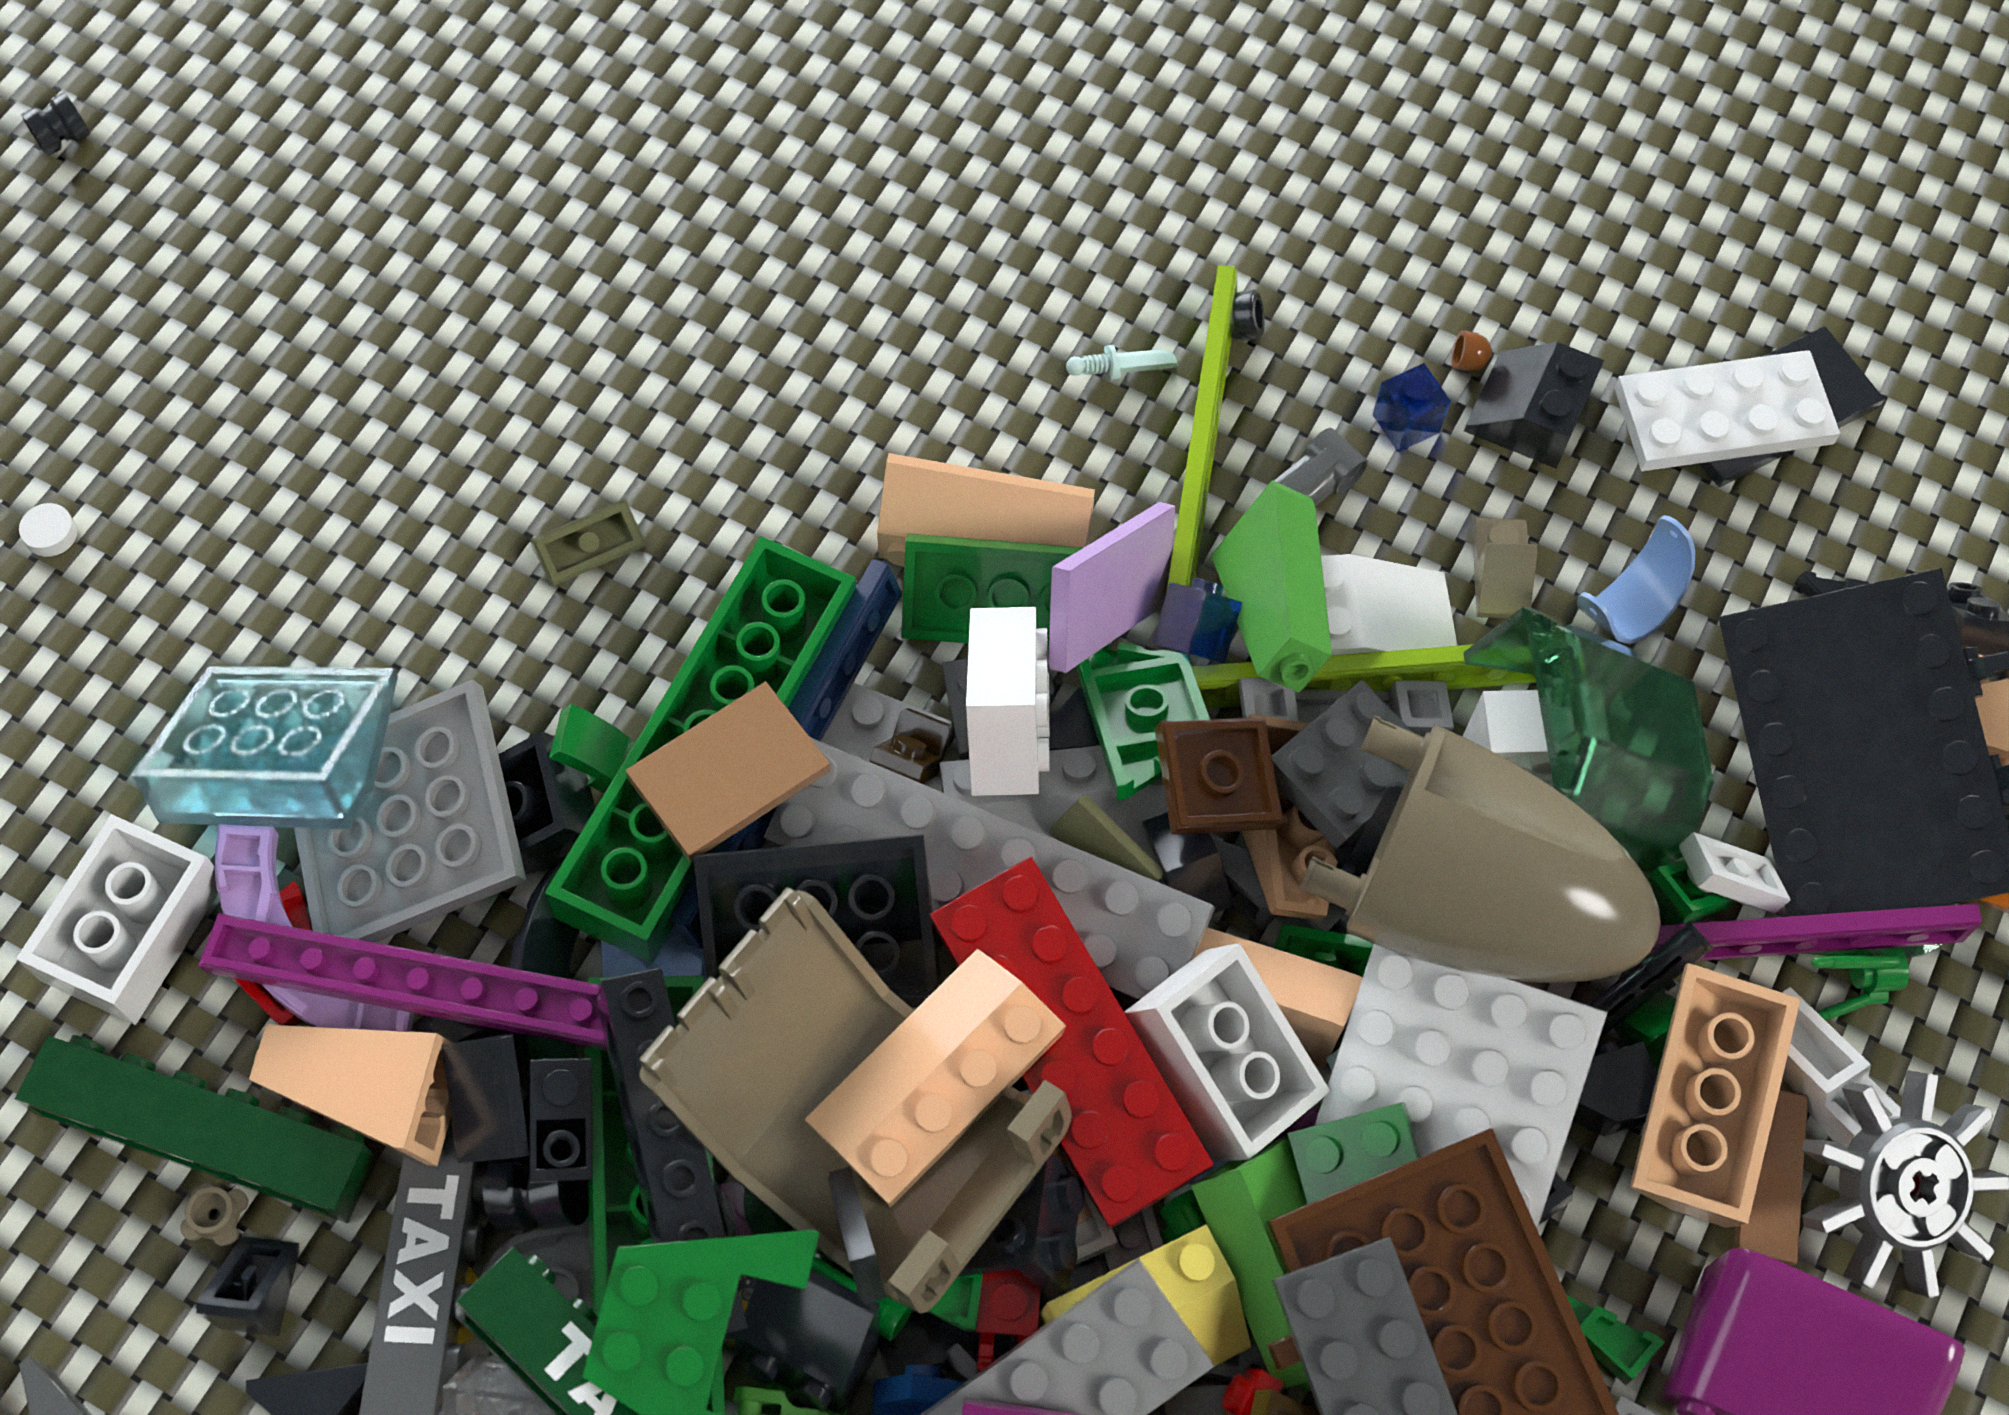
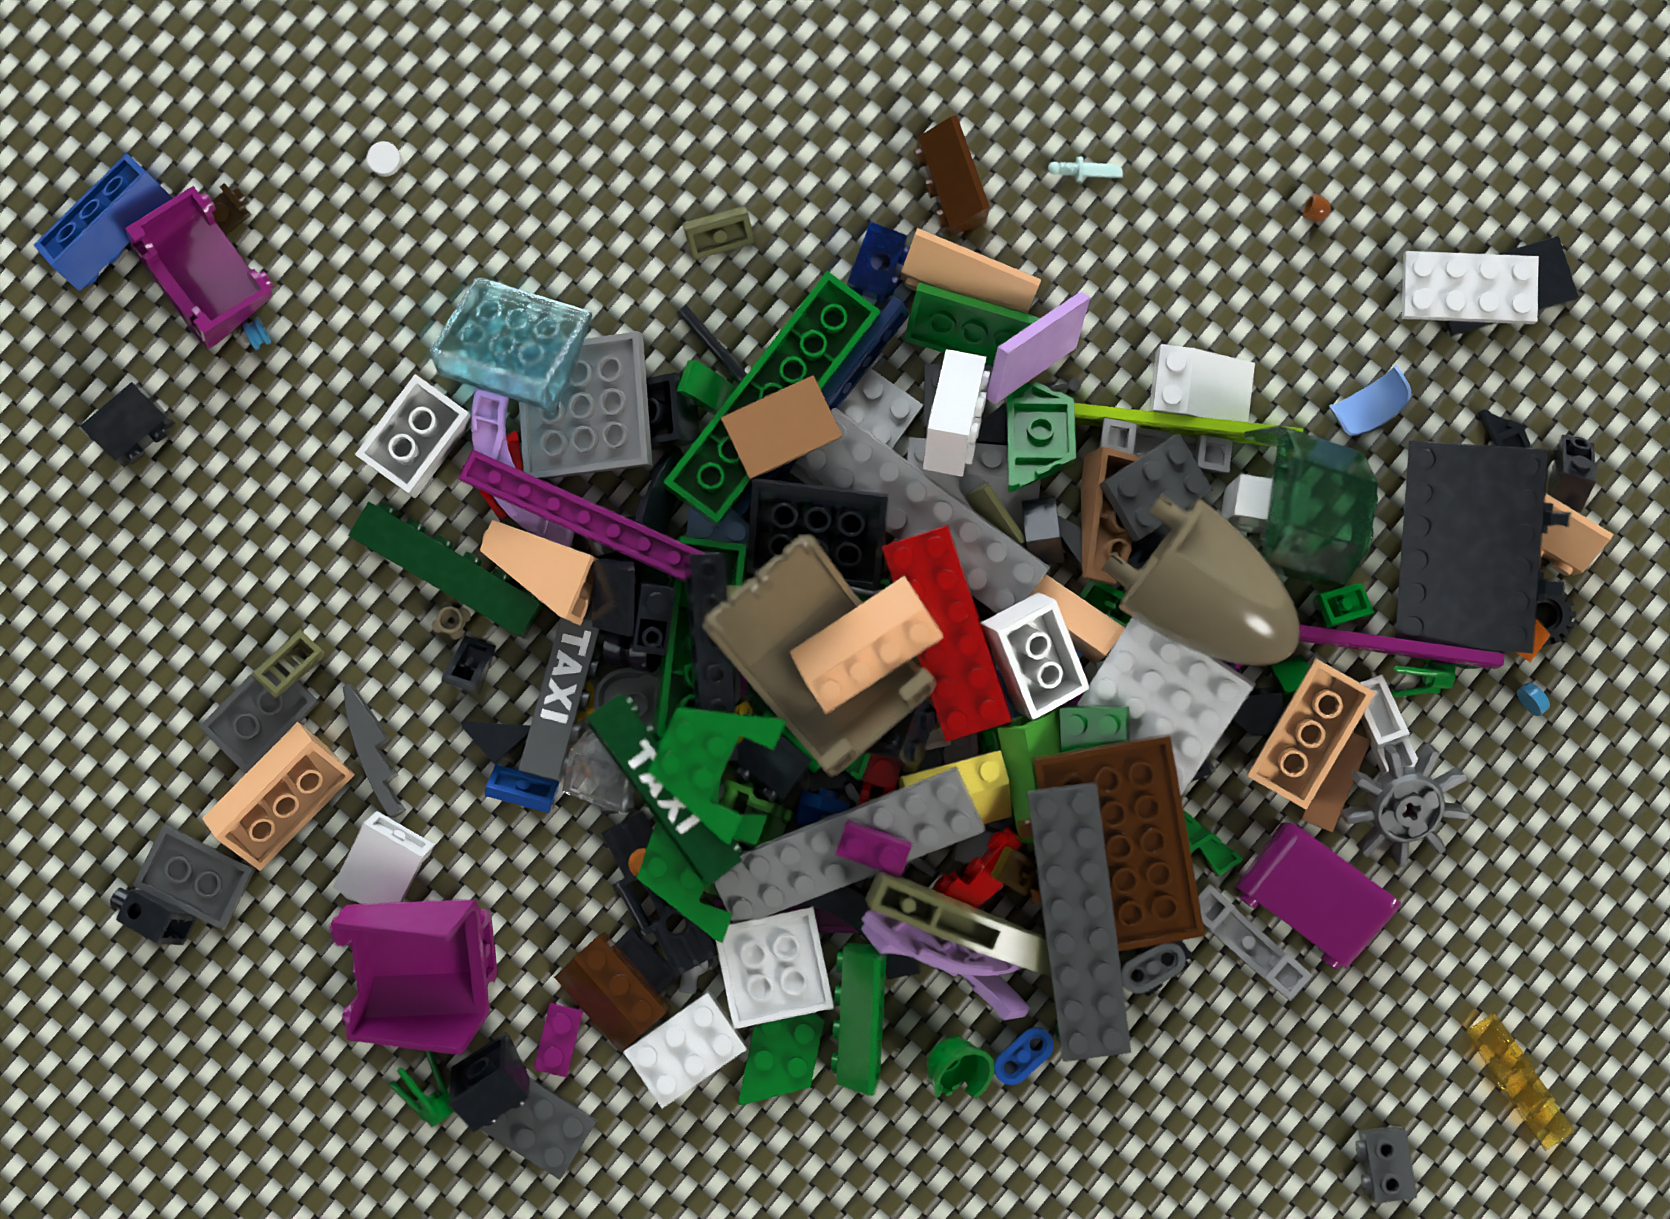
camera: 15 degrees right, 20 degrees up
(593, 691) = (712, 343): none -> black bar
(839, 506) = (878, 243): none -> clear blue brick
(856, 1235) = (805, 725): black tile -> none
(915, 746) = (895, 425): dark brown bracket -> none
(928, 390) = (952, 177): none -> reddish brown slope
(1198, 620) = (1086, 376): clear blue brick -> none
(1204, 430) = (1122, 244): lime tile -> none
(1218, 775) = (1071, 488): reddish brown tile -> none
(1248, 315) = (1176, 154): black tile -> none
(1277, 574) = (1140, 364): bright green slope -> none
(1325, 467) = (1197, 277): dark grey piece -> none
(1411, 407) = (1264, 245): clear blue brick -> none
(1502, 566) = (1292, 367): dark tan slope -> none
(1534, 400) = (1347, 253): black slope -> none
(1651, 975) = (1302, 655): black pin -> none
(1733, 873) = (1368, 602): white plate -> none

